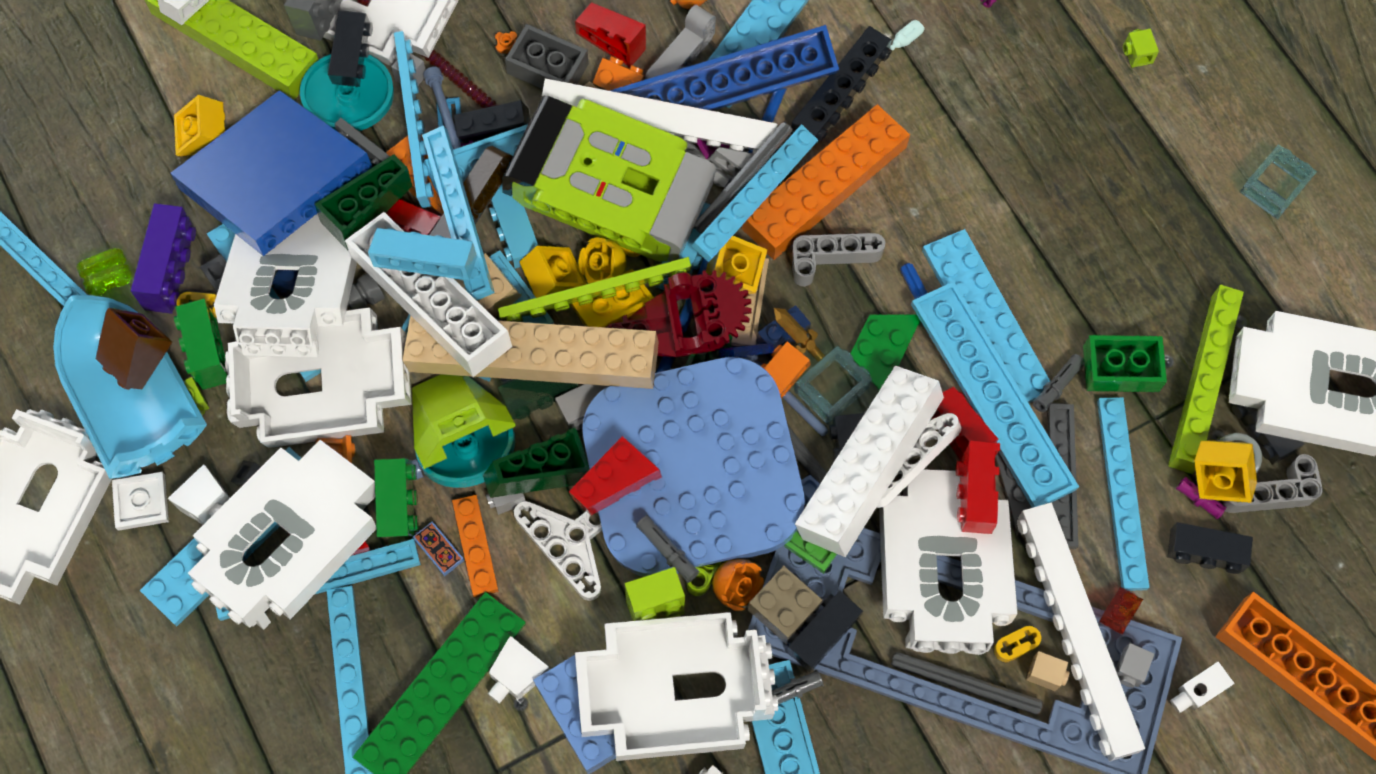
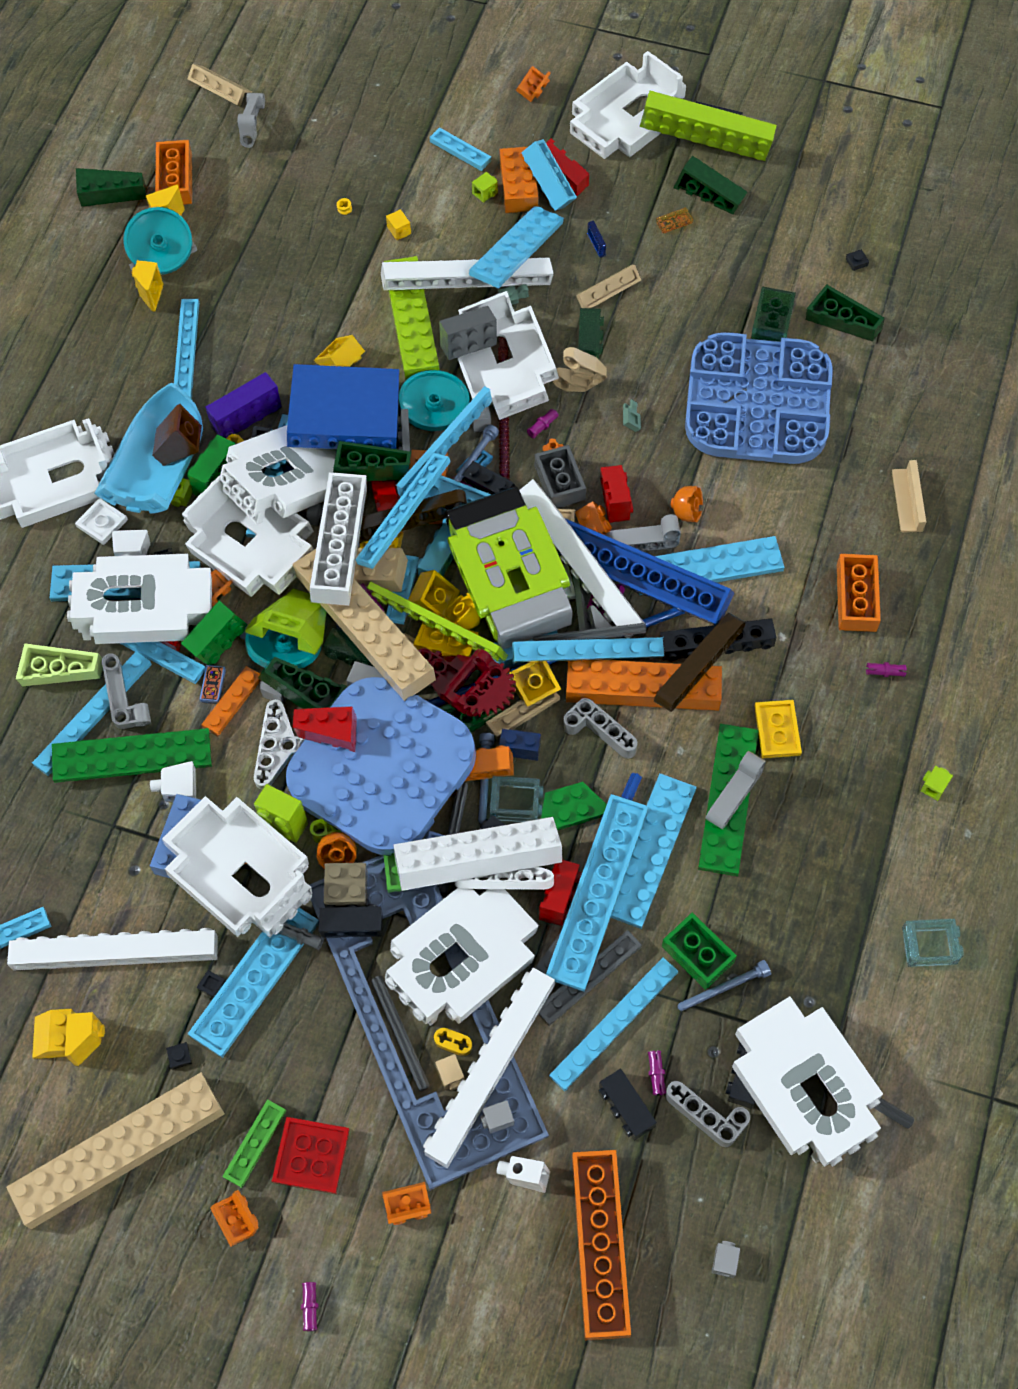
camera: 50 degrees right, 5 degrees down
(104, 271) = (210, 388): clear neon green brick -> none
(260, 682) = (56, 665): none -> yellowish green wedge
(350, 48) = (456, 376): black brick -> none
(364, 648) = (137, 714): none -> light grey piece
(422, 253) = (354, 512): medium azure brick -> none
(471, 27) = (542, 423): none -> magenta pin
(674, 556) = (312, 798): dark grey pin -> none
(746, 350) = (483, 732): clear blue tile -> none
(799, 335) = (523, 749): pearl gold sword -> none
(862, 116) = (699, 662): none -> dark brown beam
(907, 34) = (795, 646): light aqua piece -> none
(973, 118) = (777, 729): none -> yellow plate
(978, 488) = (519, 928): red wedge -> none
(999, 215) = (723, 847): none -> green plate
(1006, 199) = (736, 790): none -> light grey beam
(1053, 389) = (646, 924): dark grey pin -> none
(1121, 610) = (530, 1083): clear red plate -> none
(1182, 331) = (760, 970): none -> sand blue piece
(1206, 377) = (740, 1009): lime brick -> none
(1228, 468) = (682, 1066): yellow piece -> none

